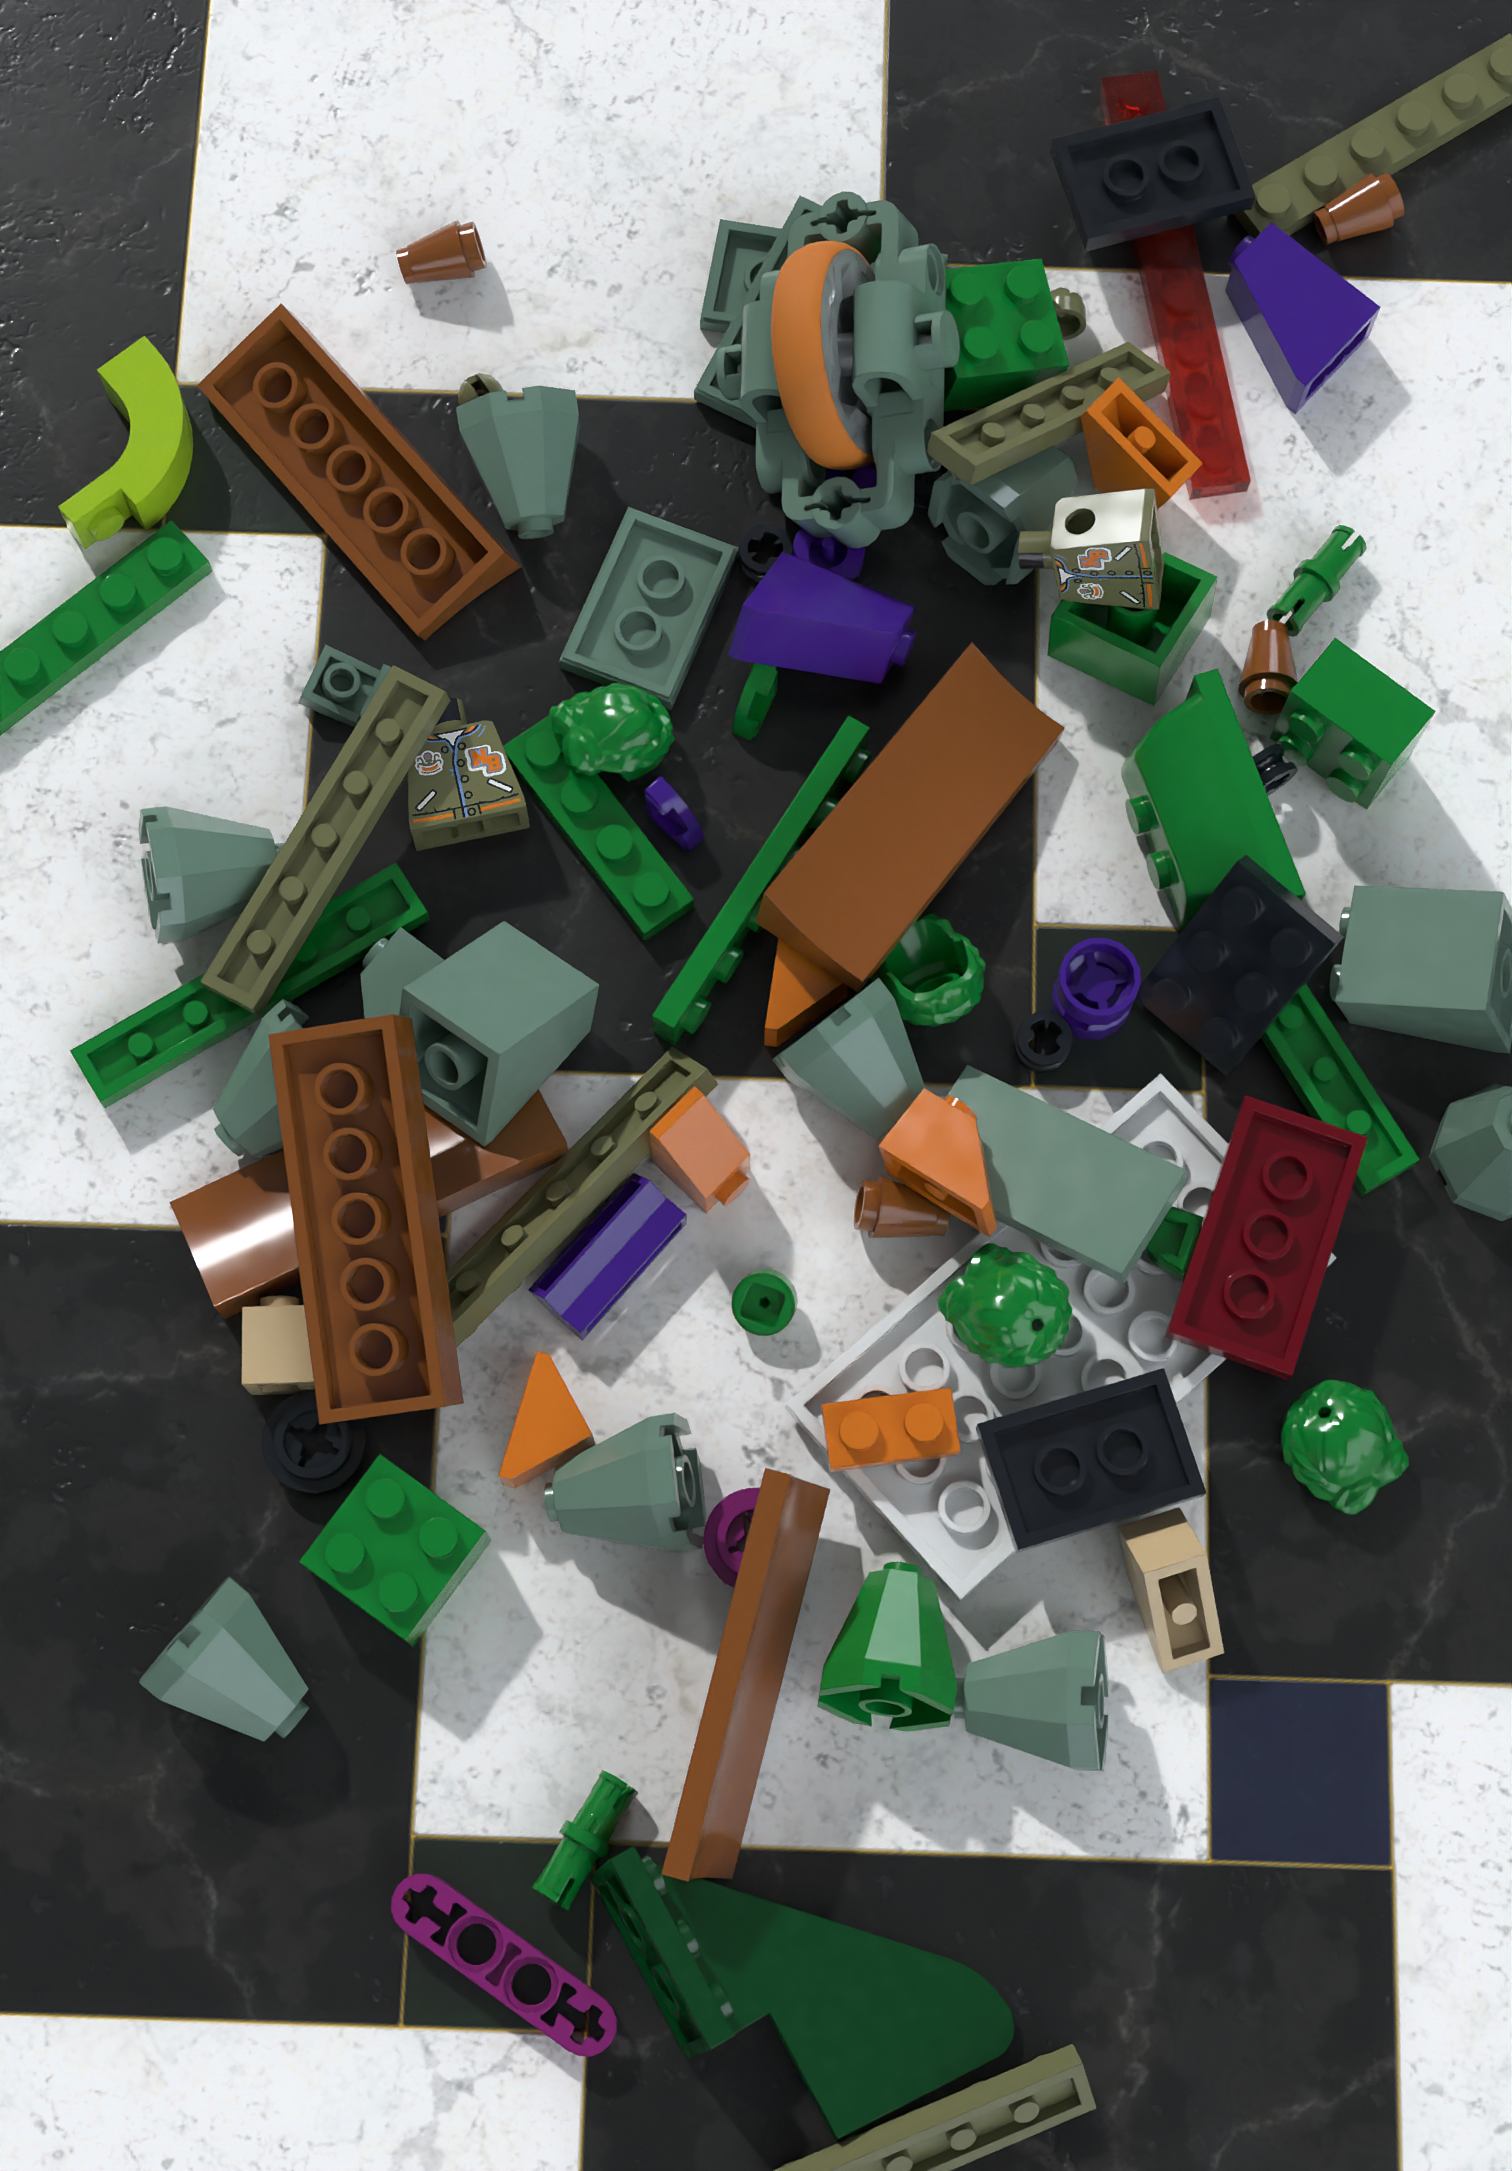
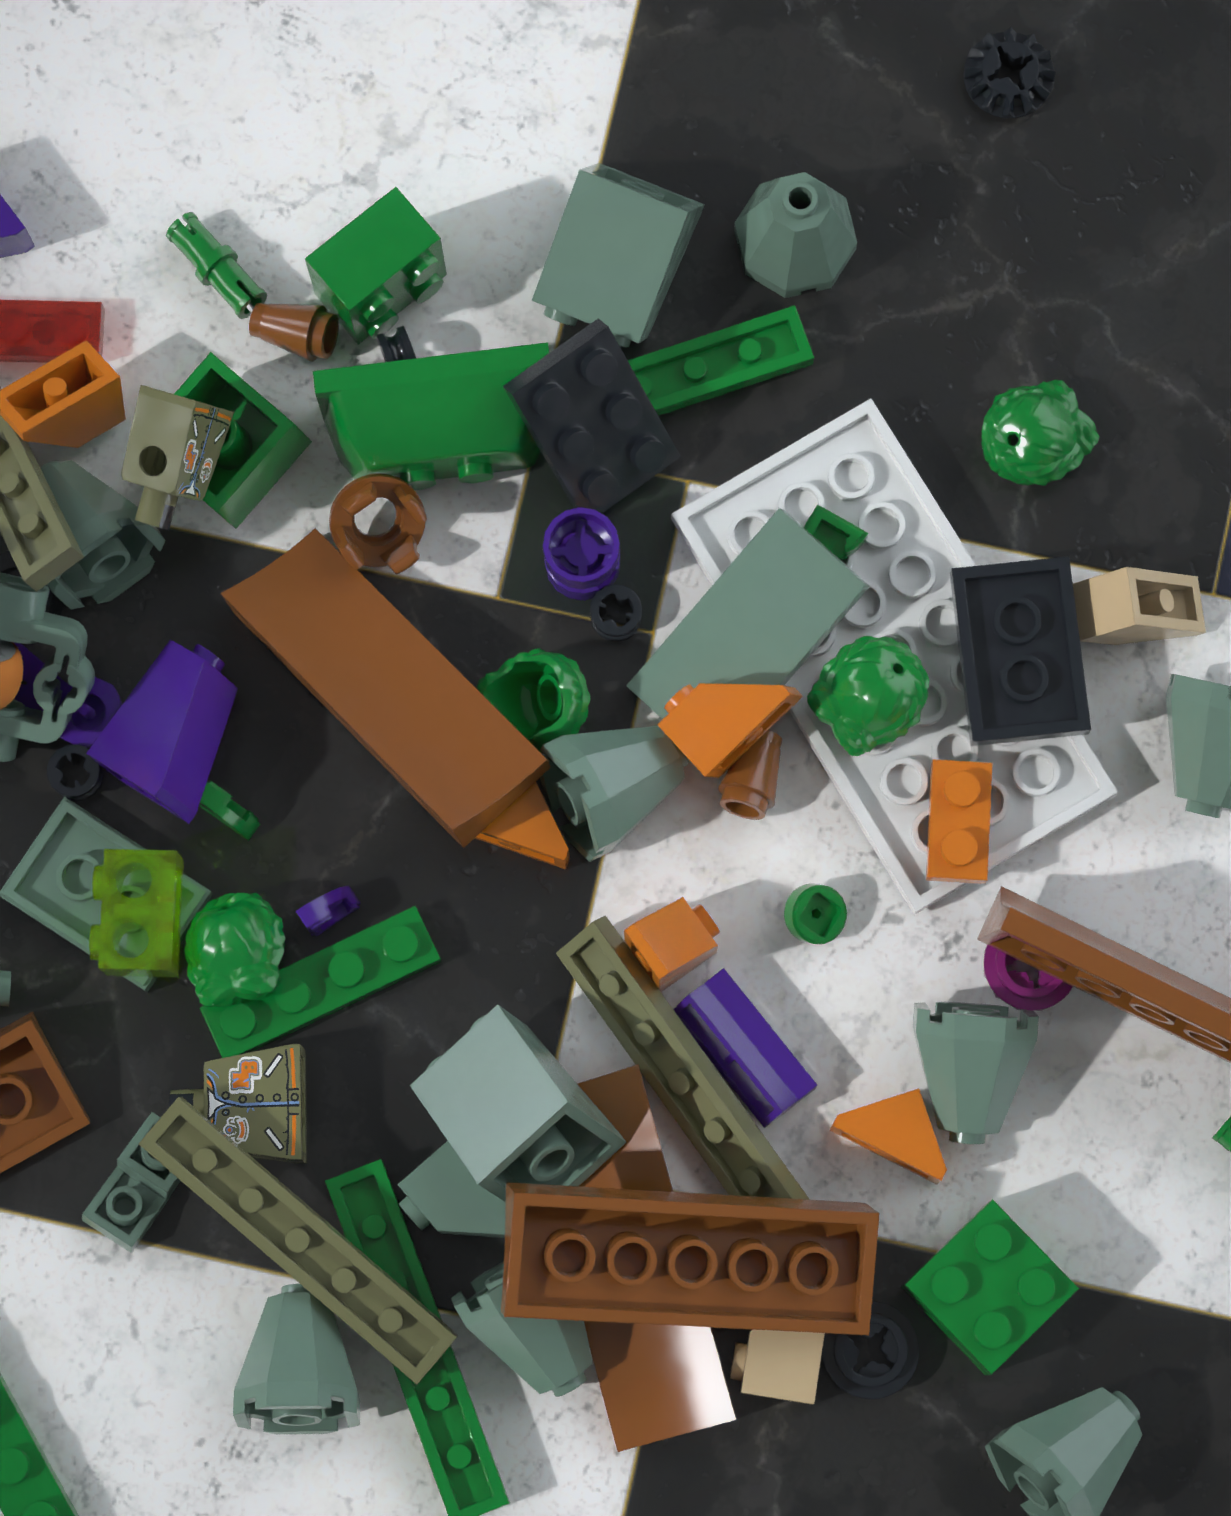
camera: 75 degrees left, 5 degrees up
(633, 647) = (155, 912): none -> clear neon green brick
(719, 950) = (395, 818): green plate -> none
(892, 1655) = (1156, 859): green cone -> none
(1055, 769) = (392, 548): none -> dark orange piece
(1266, 1237) = (846, 452): dark red plate -> none

